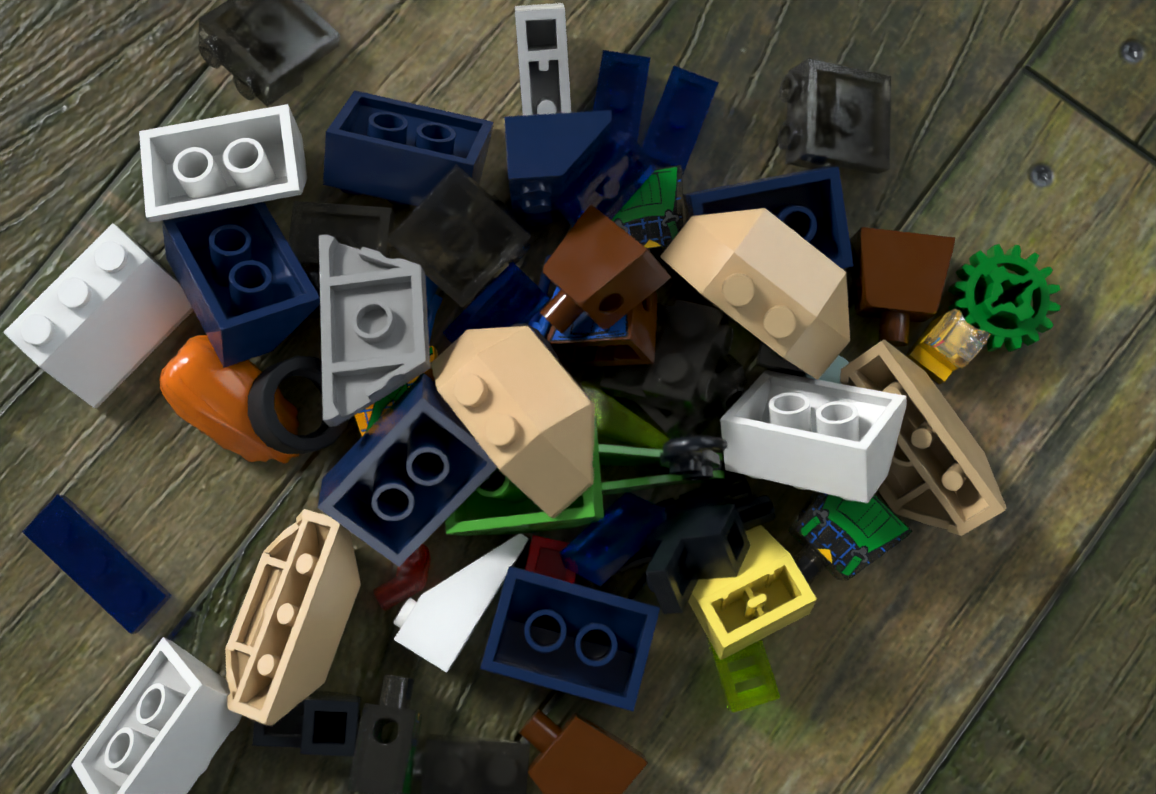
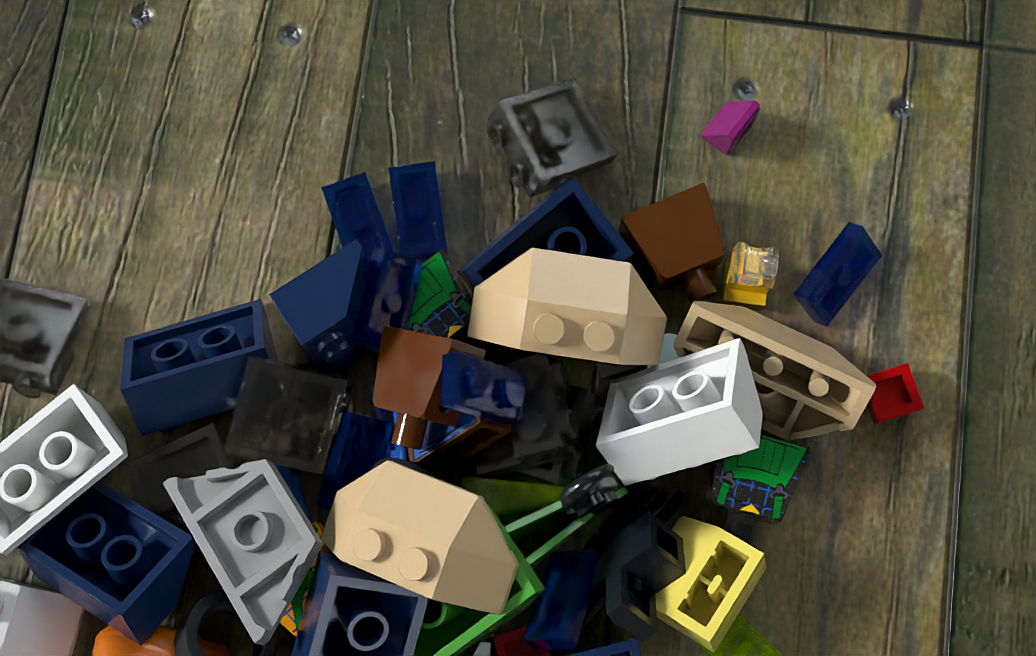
camera: 20 degrees left, 5 degrees down
(543, 59) = (275, 225): white slope -> none
(648, 309) = (482, 388): none -> clear blue plate
(1010, 199) = (731, 124): none -> magenta slope
(1016, 316) = (790, 215): green gear -> none
(1016, 527) = (894, 394): none -> red plate
(1028, 390) = (837, 274): none -> clear blue plate

